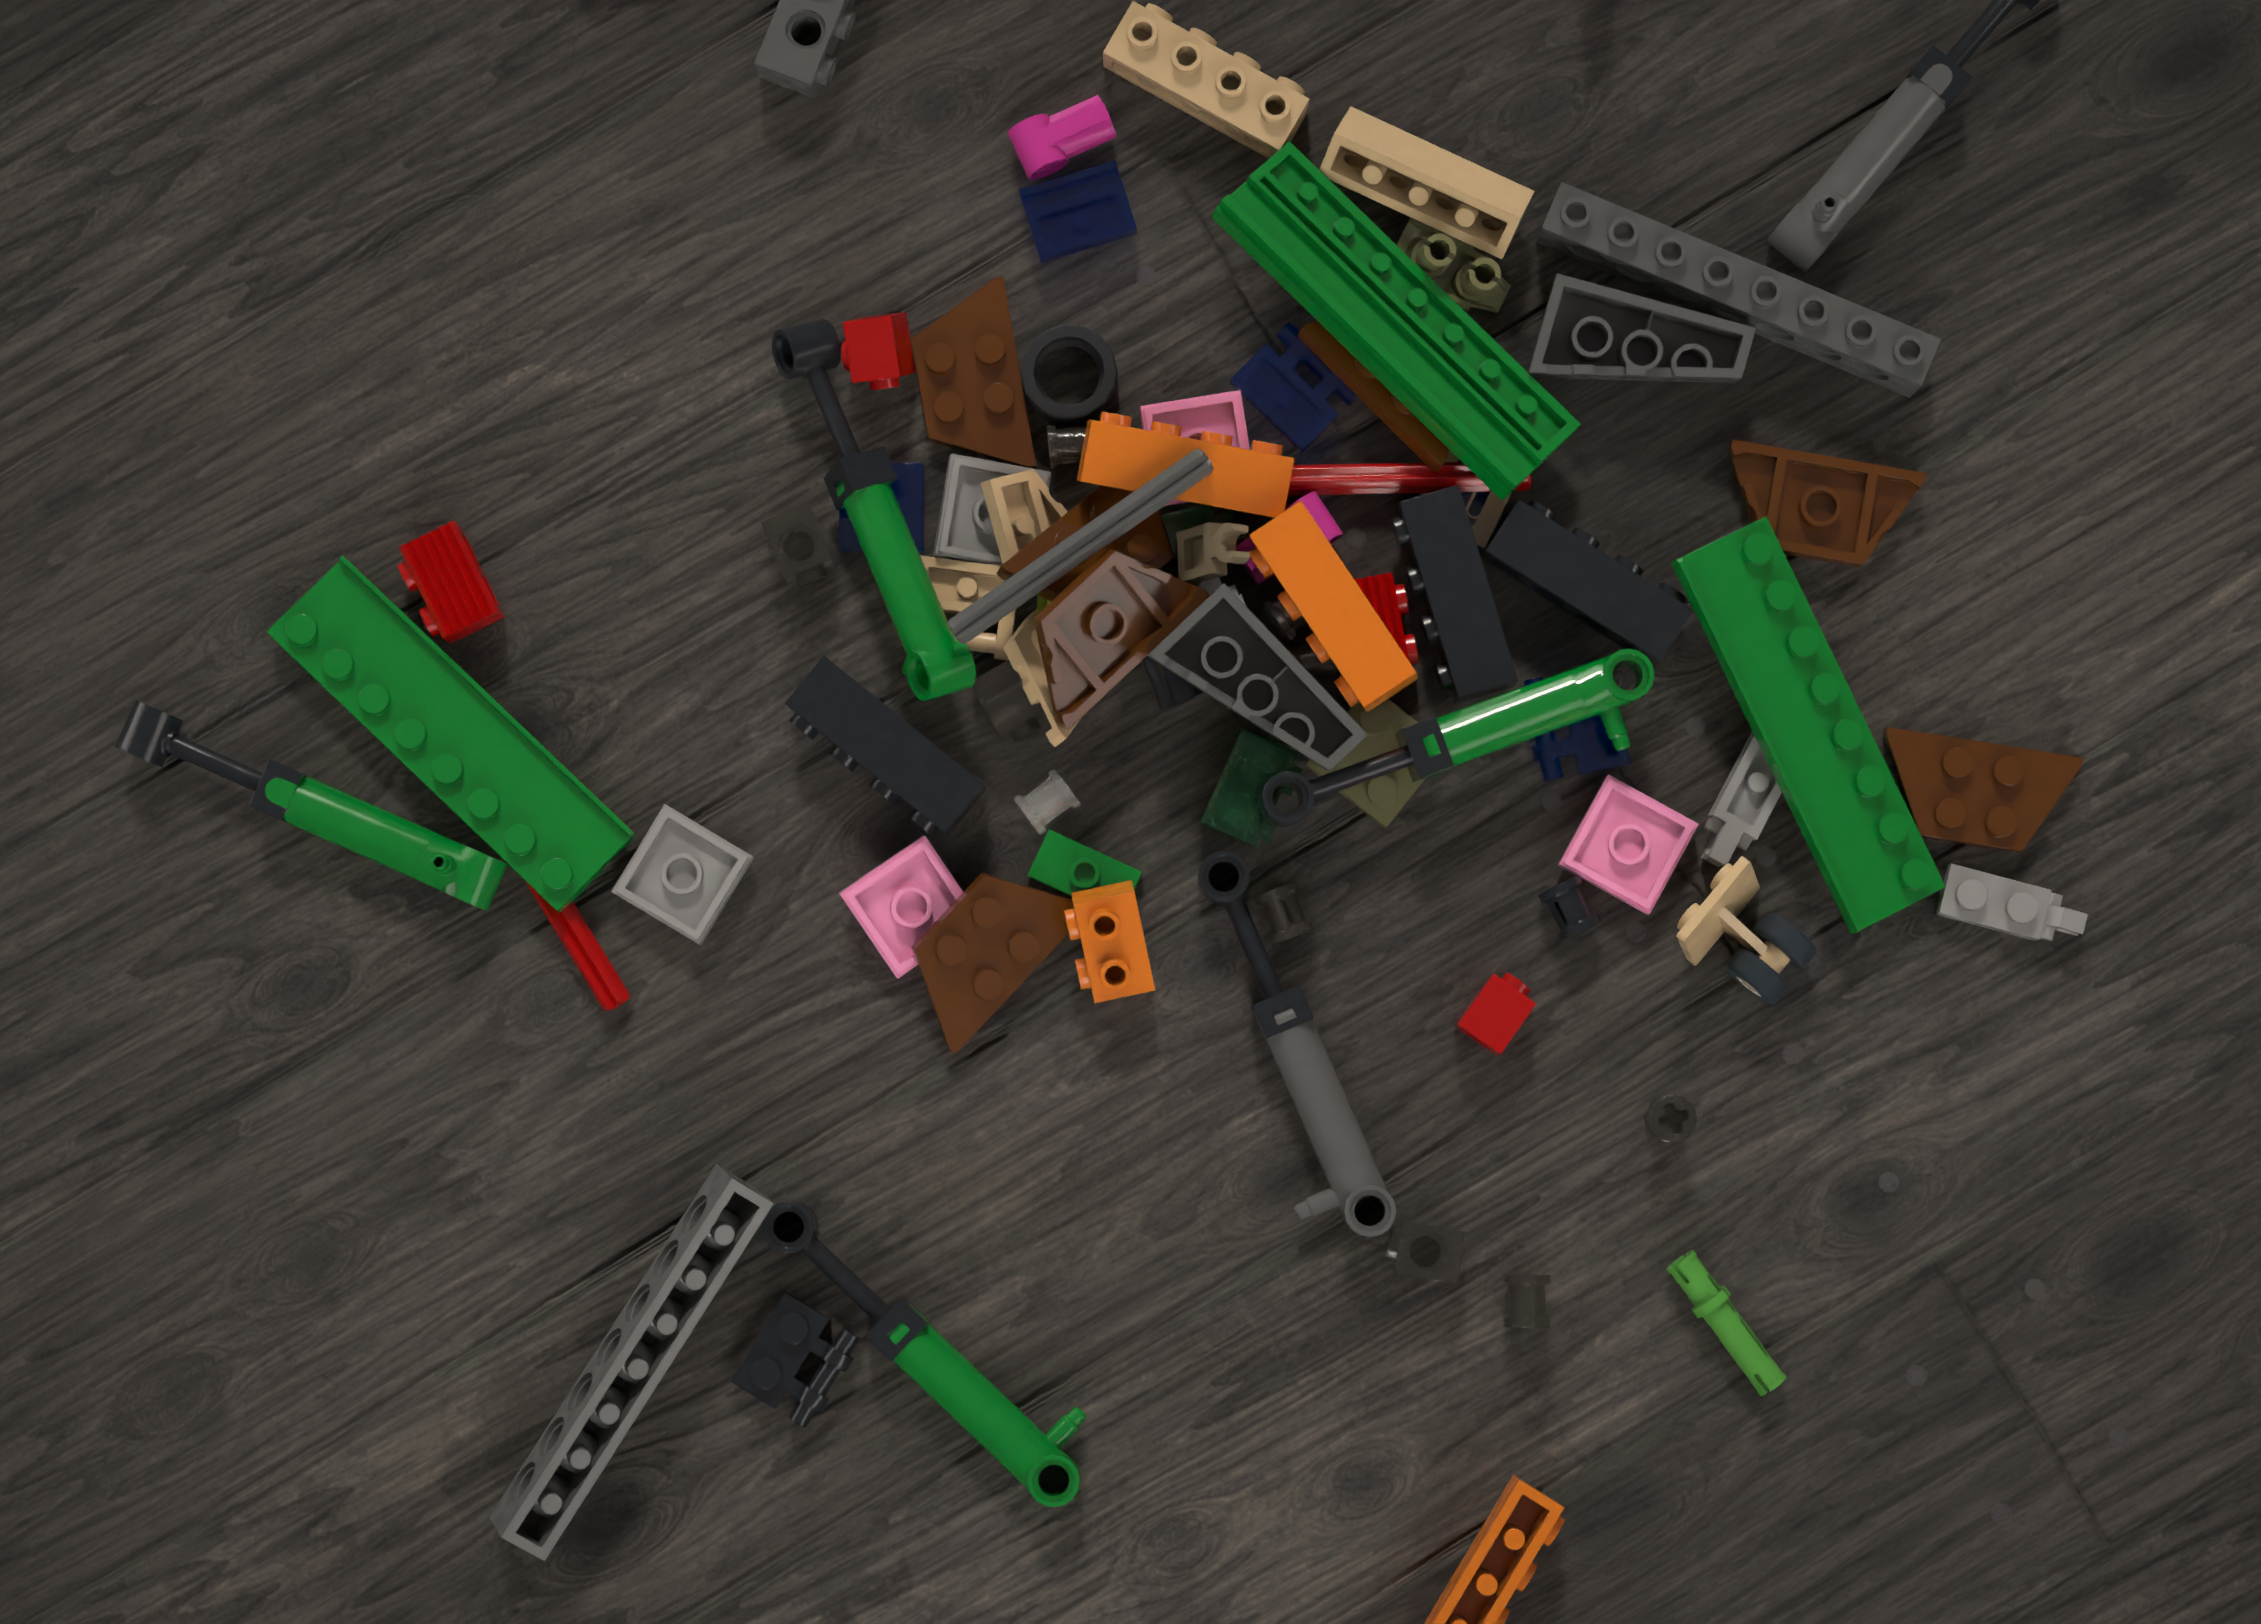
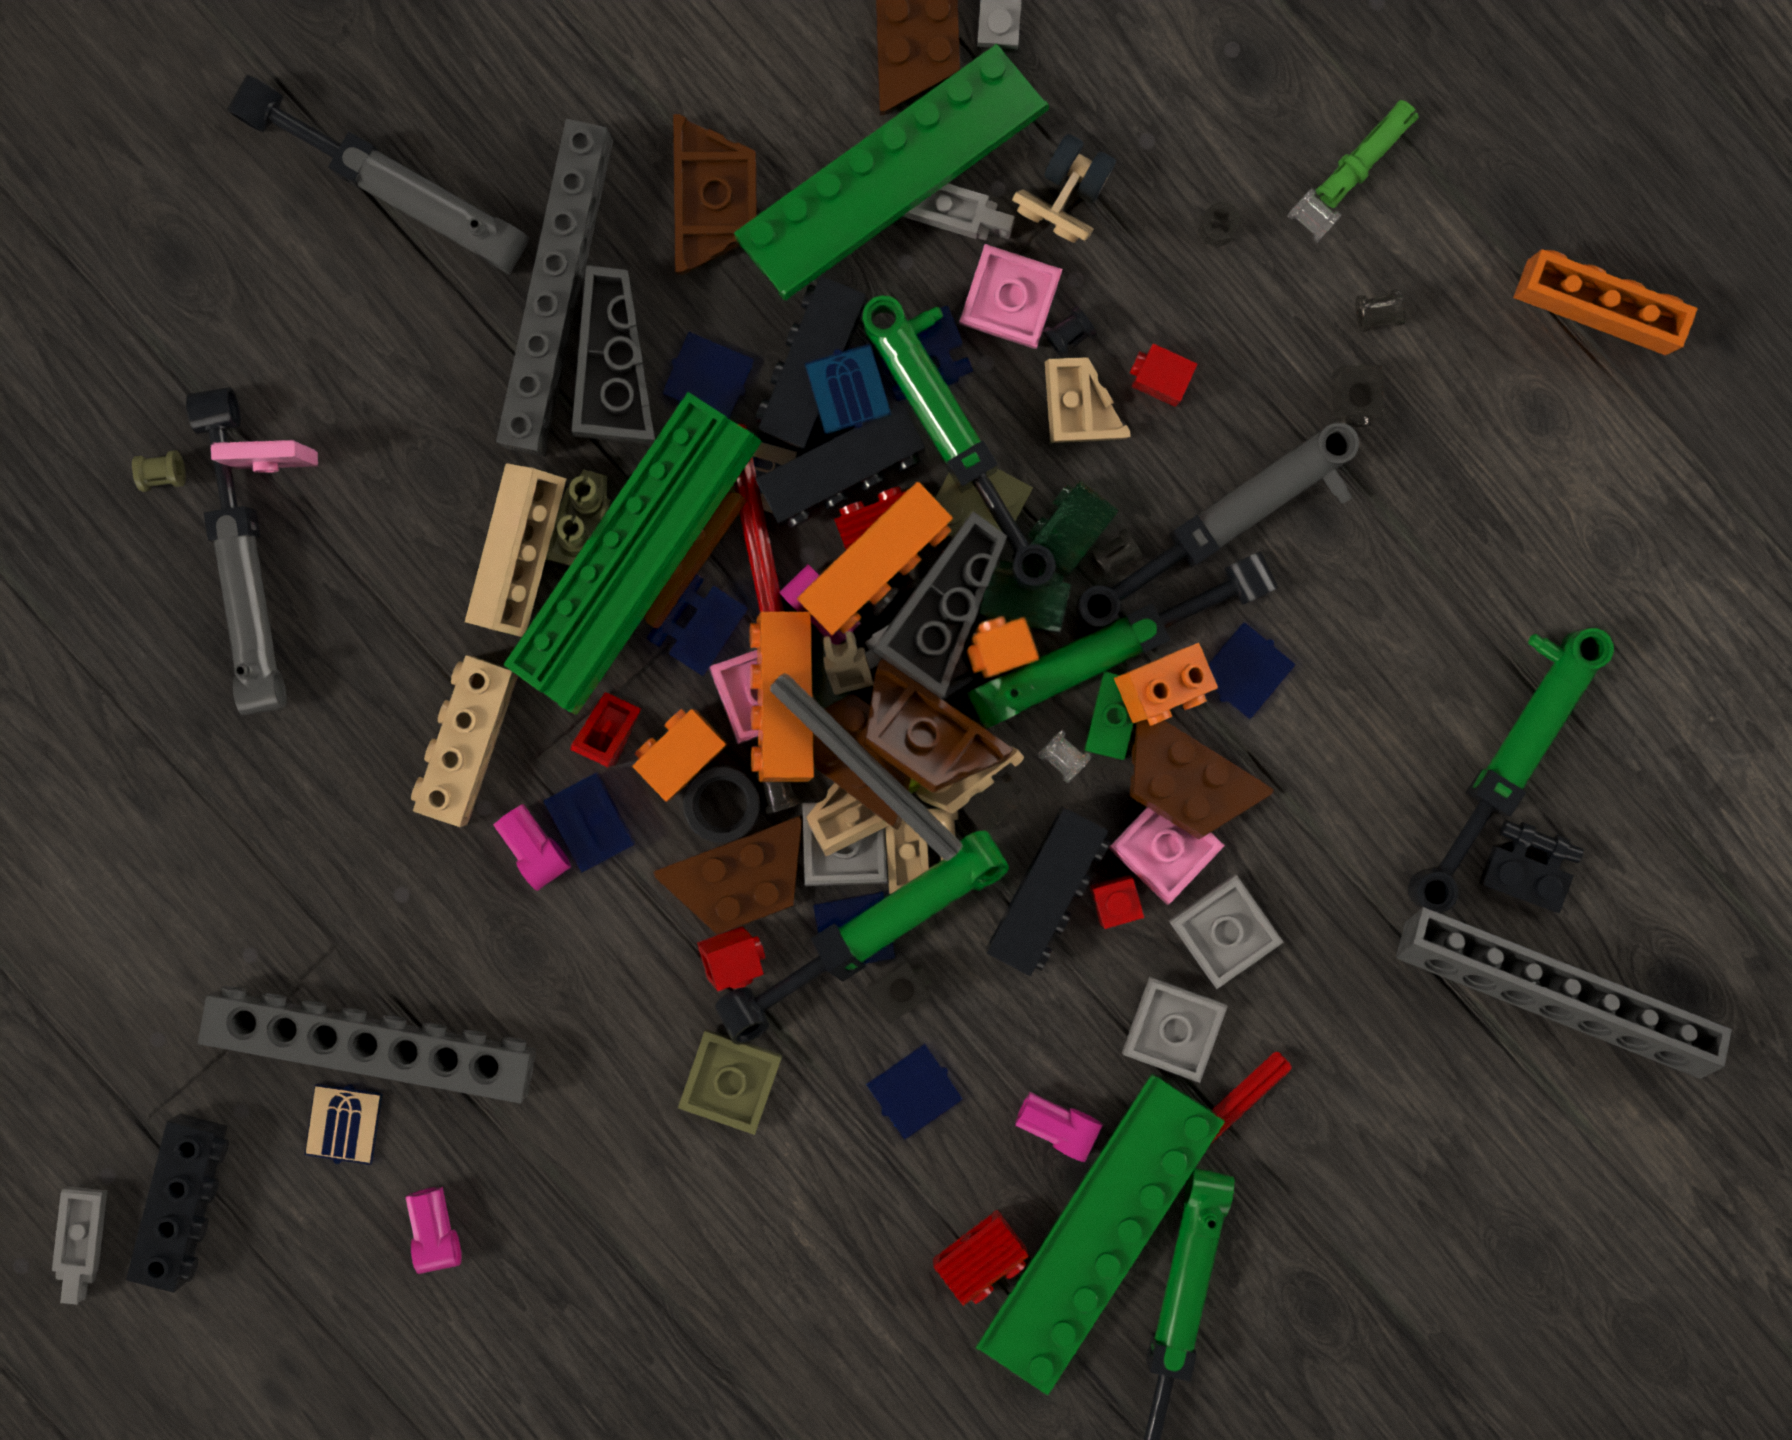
camera: 105 degrees left, 5 degrees up
(585, 720) = (1068, 1130): none -> dark pink piece
(670, 543) = (914, 1091): none -> clear blue piece
(728, 321) = (730, 1082): none -> olive plate
(790, 960) = (1226, 931): none -> light grey plate
(855, 830) = (1116, 901): none -> red brick
(1109, 1051) = (1248, 670): none -> clear blue piece
(1140, 333) = (679, 754): none -> orange brick
(1172, 884) = (1110, 646): none -> green piece
(1184, 251) = (606, 730): none -> red slope
(1194, 734) = (1000, 647): none -> orange brick
(1327, 864) = (1074, 525): none -> clear green brick
(1478, 904) = (1078, 404): none -> tan wing
(1548, 616) = (847, 388): none -> piece
(1598, 459) = (709, 373): none -> clear blue piece
(1661, 1241) = (1314, 215): none -> clear bush

